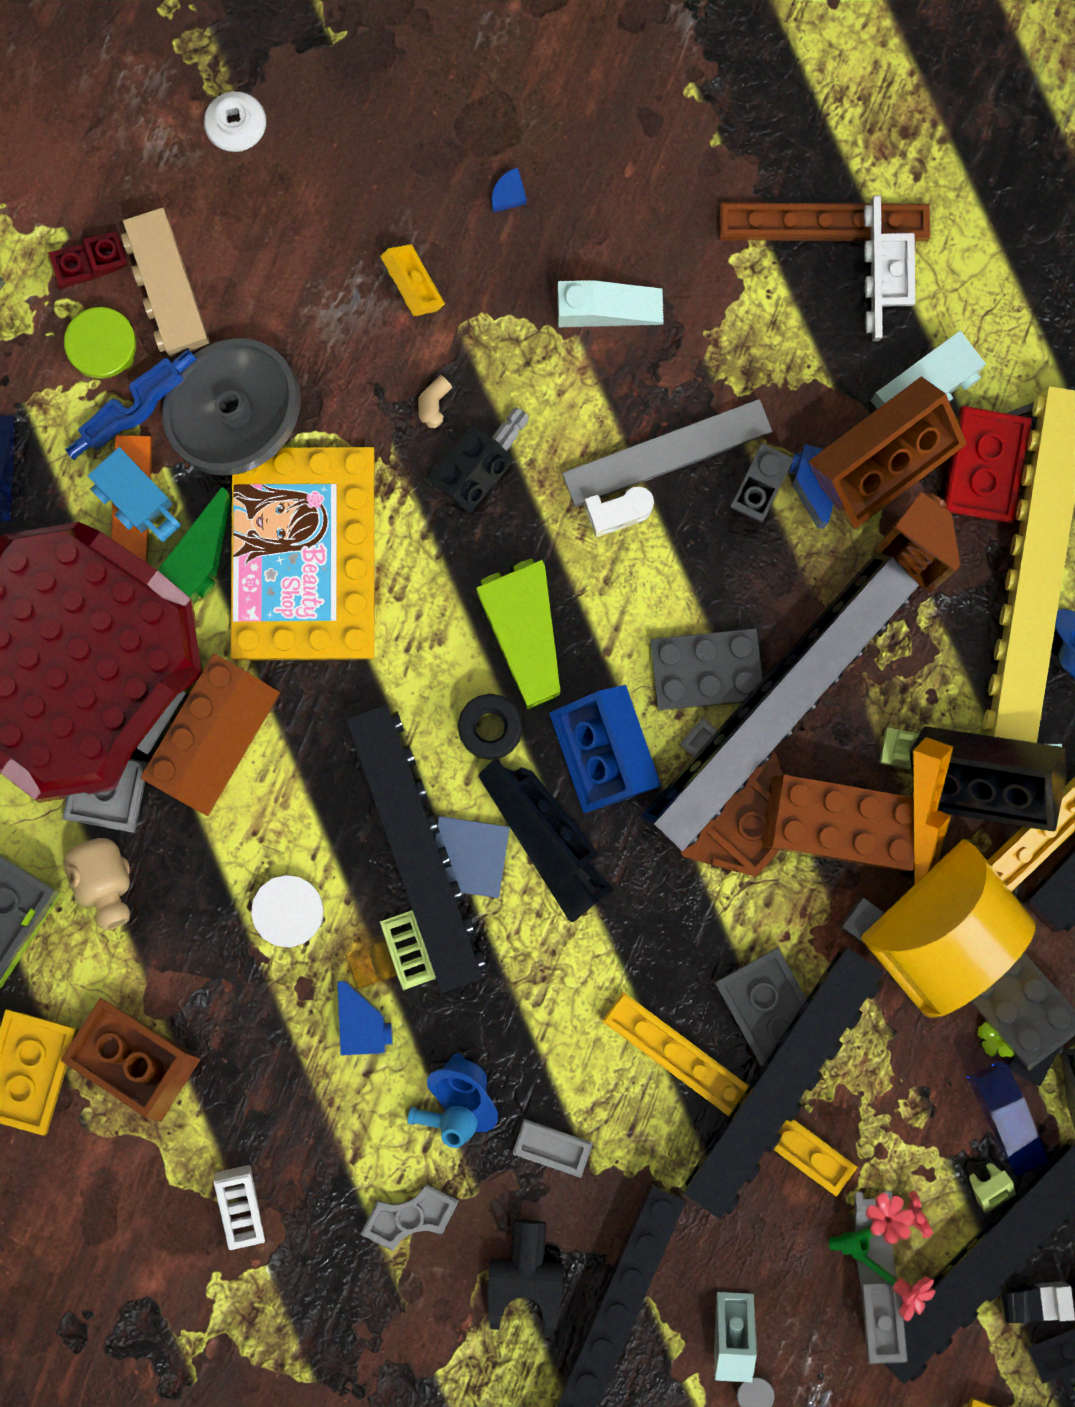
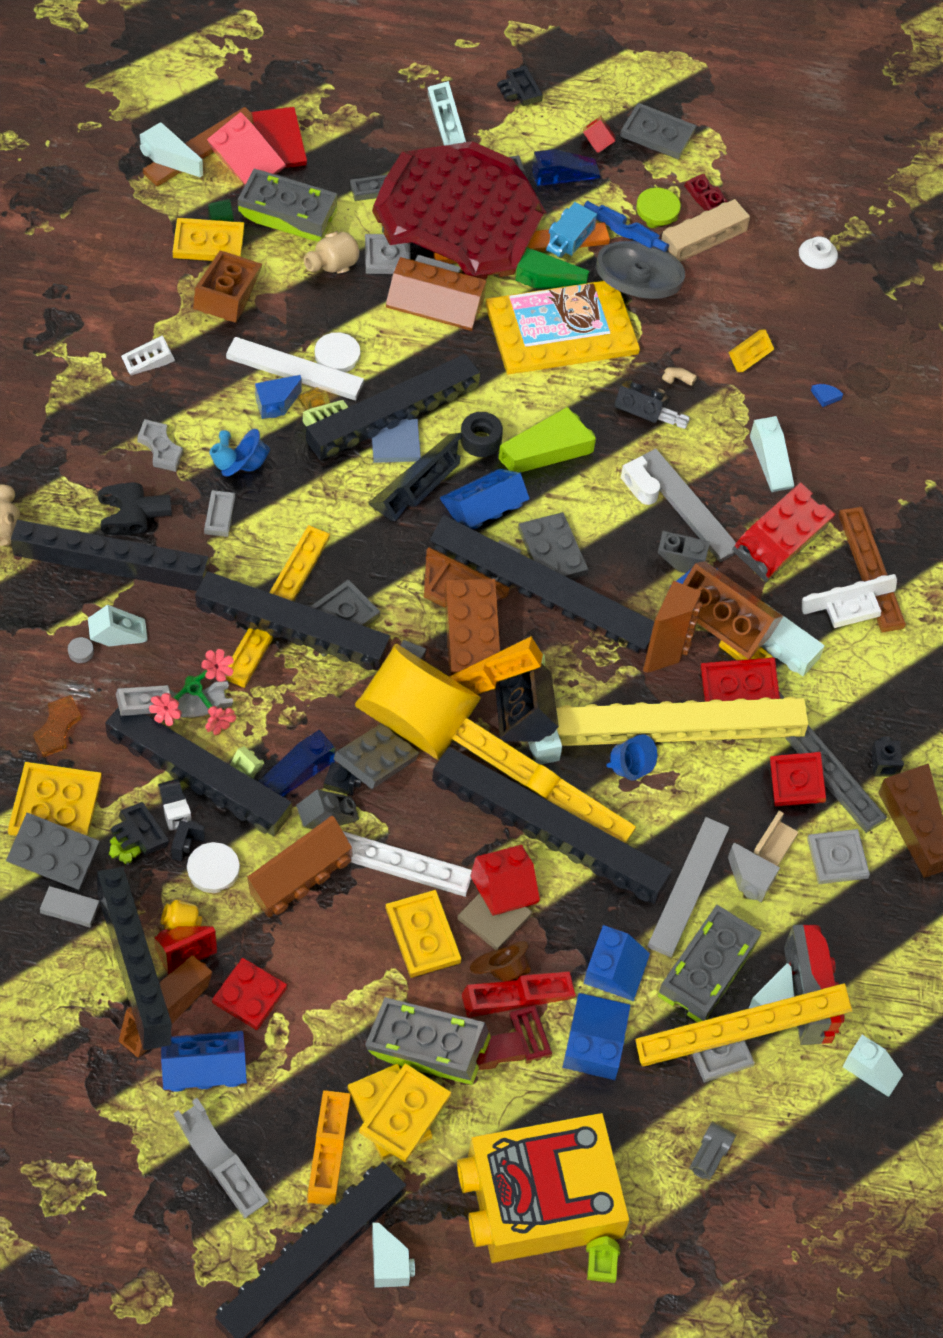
camera: 75 degrees right, 25 degrees down
(304, 983) = (289, 365): none -> white tile
(753, 330) = (783, 532): none -> piece

